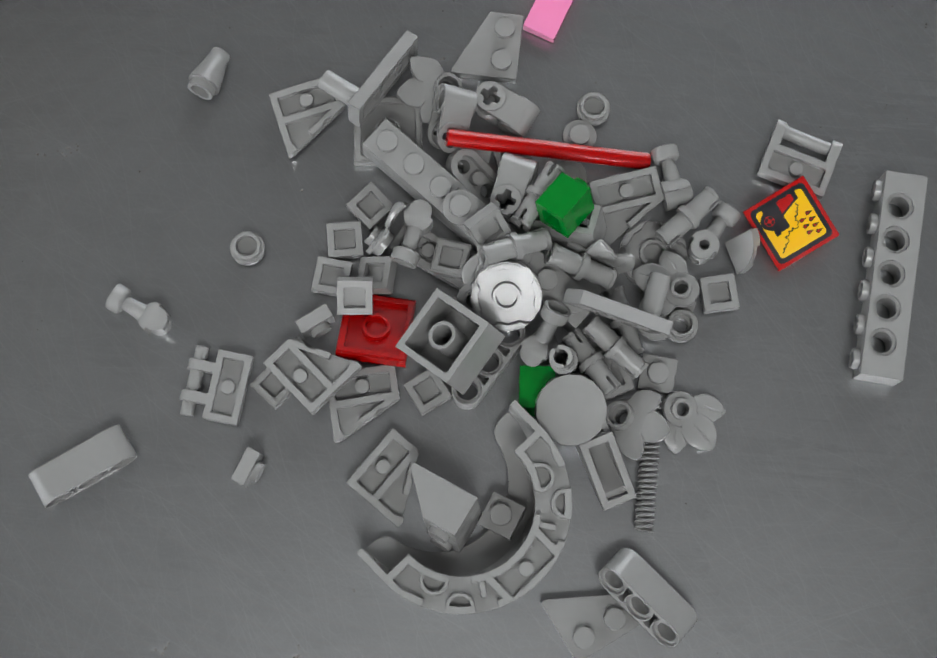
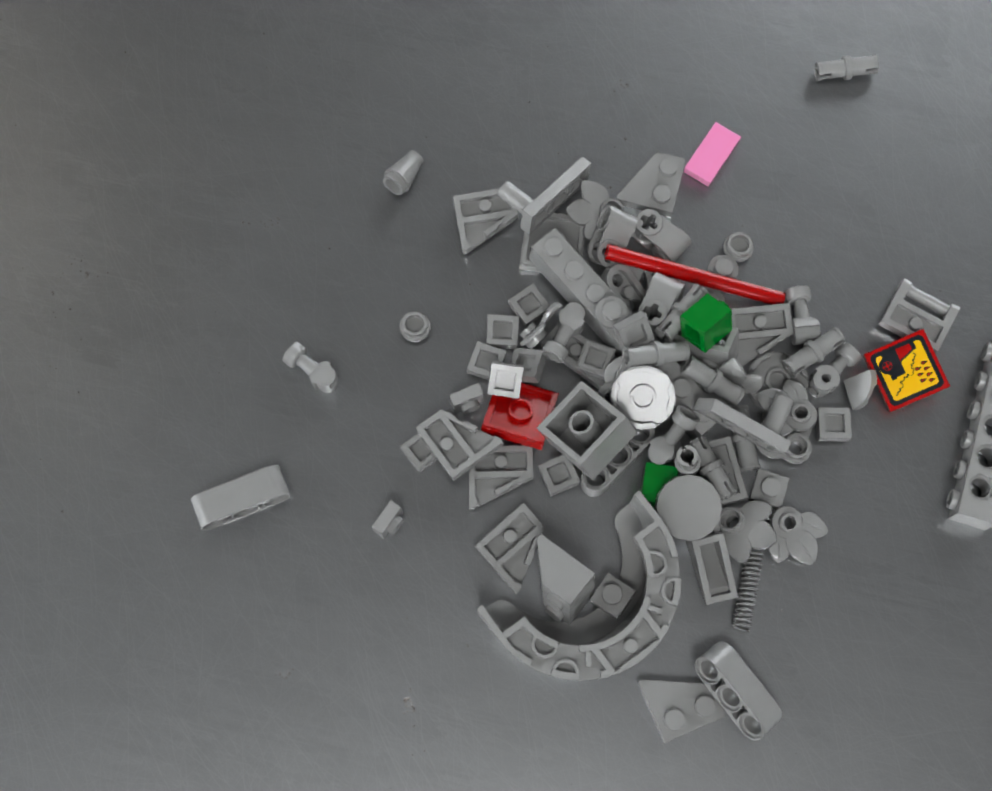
camera: 10 degrees right, 5 degrees down
(227, 386) = (379, 446): light grey plate -> none
(615, 347) = (735, 457): light grey pin -> none

